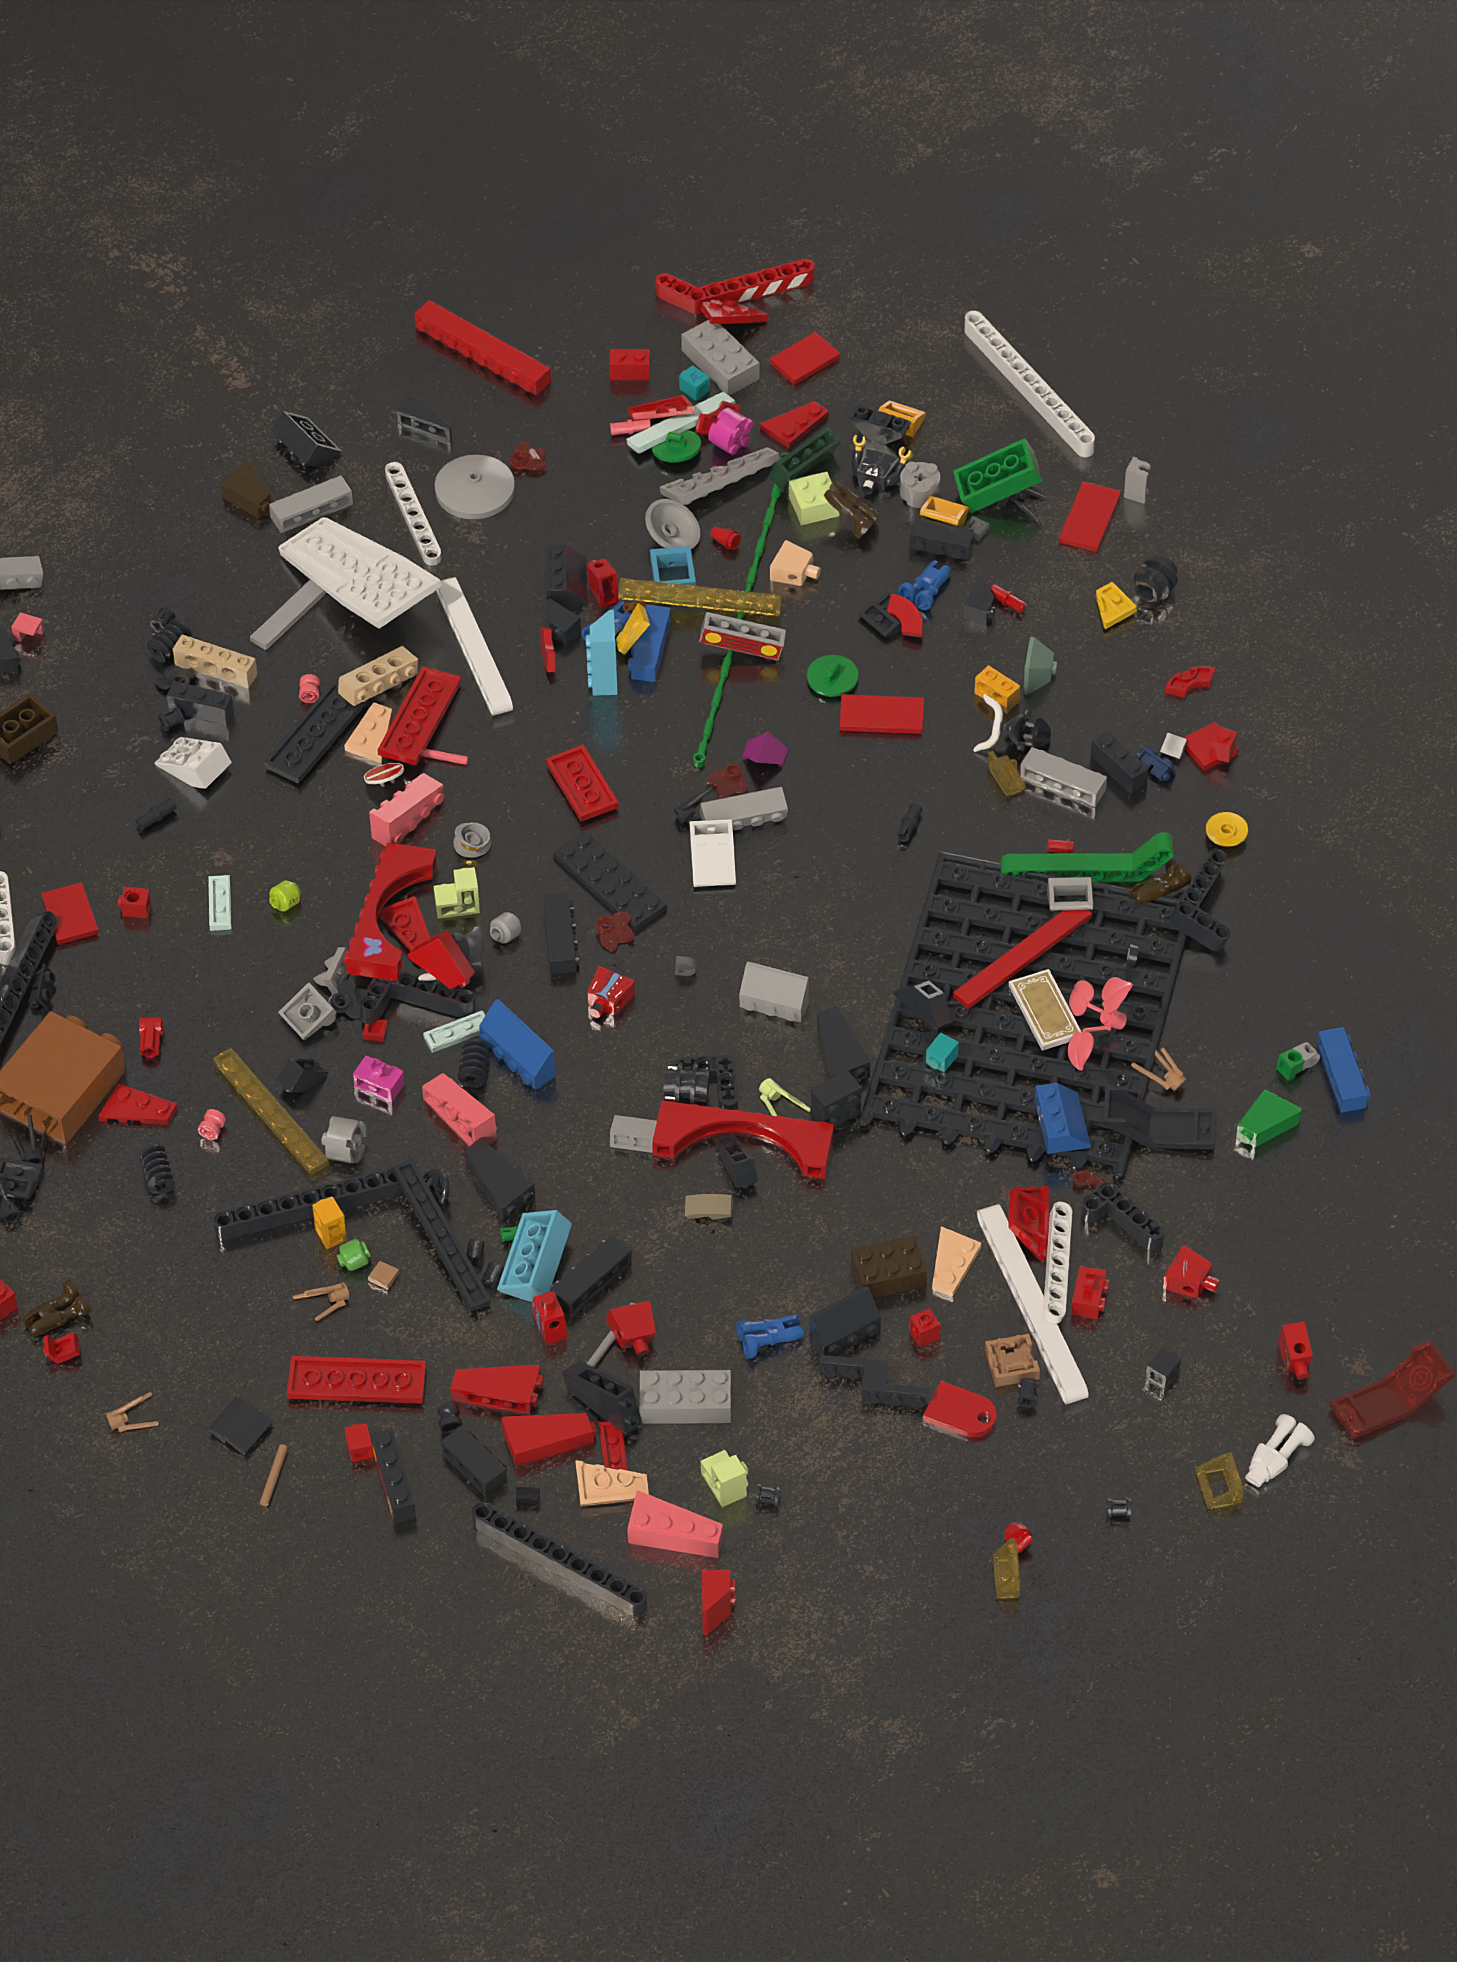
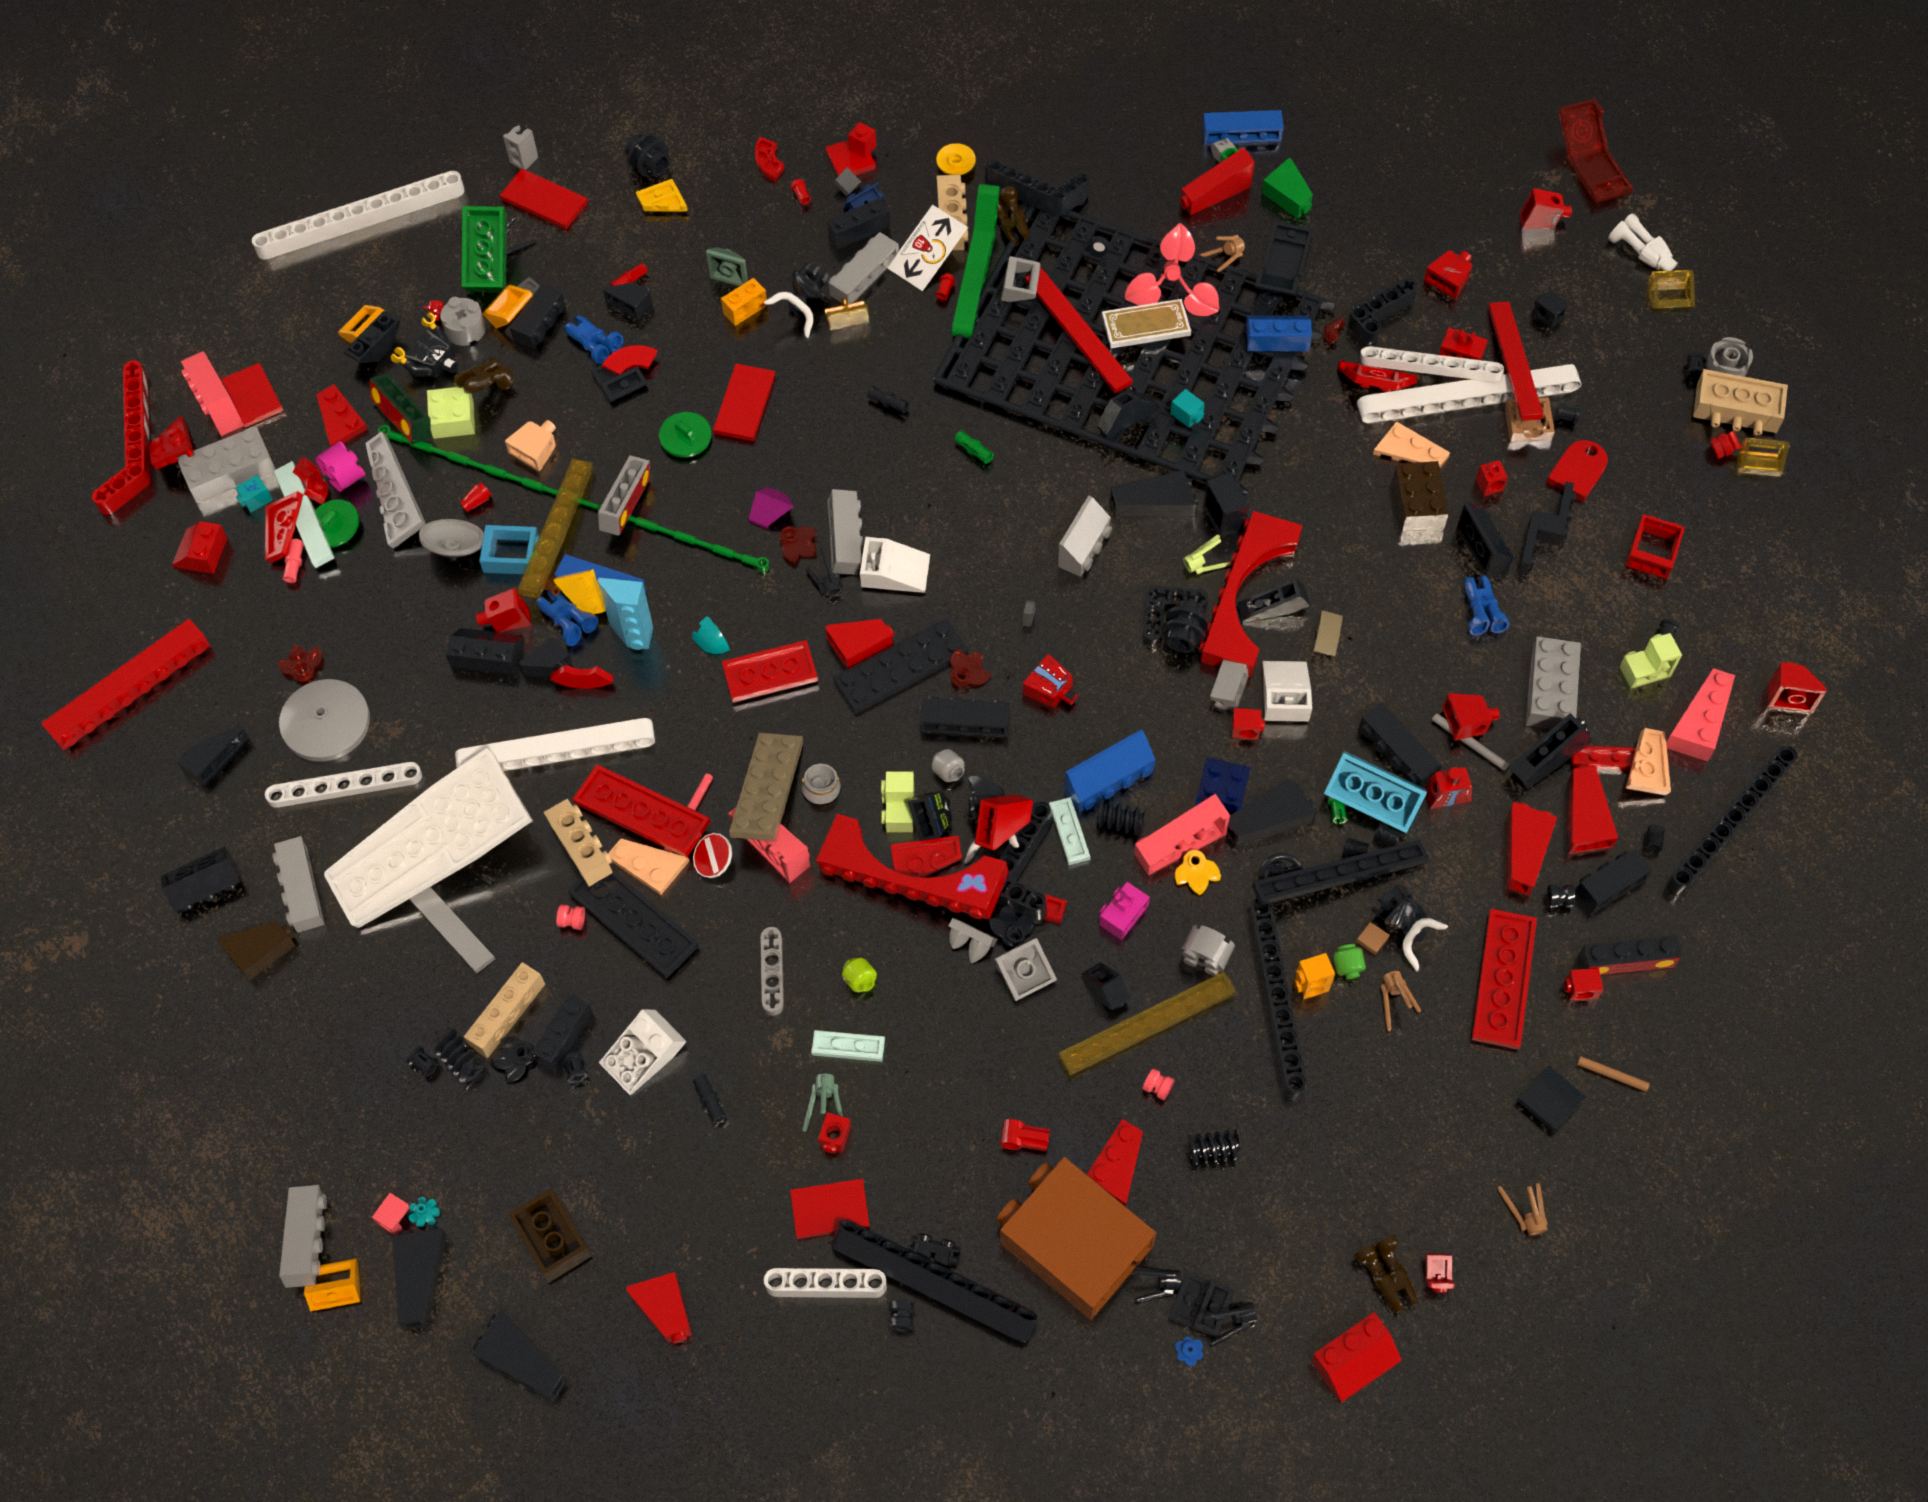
camera: 80 degrees left, 10 degrees up
(34, 650) = (424, 1212): none -> teal plant
(177, 889) = (823, 1088): none -> sand green plant
(282, 839) = (772, 971): none -> light grey beam
(406, 1288) = (1402, 912): none -> black helmet
(429, 1133) = (1197, 875): none -> yellow plate
(447, 914) = (930, 814): none -> black torso
(454, 794) = (766, 787): none -> dark tan plate
(519, 1137) = (1226, 781): none -> clear blue brick
(593, 1150) = (1247, 723): none -> red brick
(610, 734) = (710, 638): none -> teal brick
(625, 841) = (859, 640): none -> red slope
(636, 1176) = (1286, 691): none -> white slope
(794, 324) = (211, 393): none -> coral wedge
(868, 897) = (973, 447): none -> green pin
(872, 1461) = (1651, 563): none -> red window
(929, 458) = (435, 307): none -> red plant
(1073, 1545) = (1740, 401): none -> tan piece
(1076, 1332) = (1515, 361): none -> red tile
(1100, 820) = (927, 247): none -> white sticker
(1127, 1532) = (1729, 357): none -> light grey brick
(1132, 836) = (951, 202): none -> tan brick
(1152, 712) = (799, 187): none -> red pin
(1253, 1054) = (1219, 183): none -> red slope

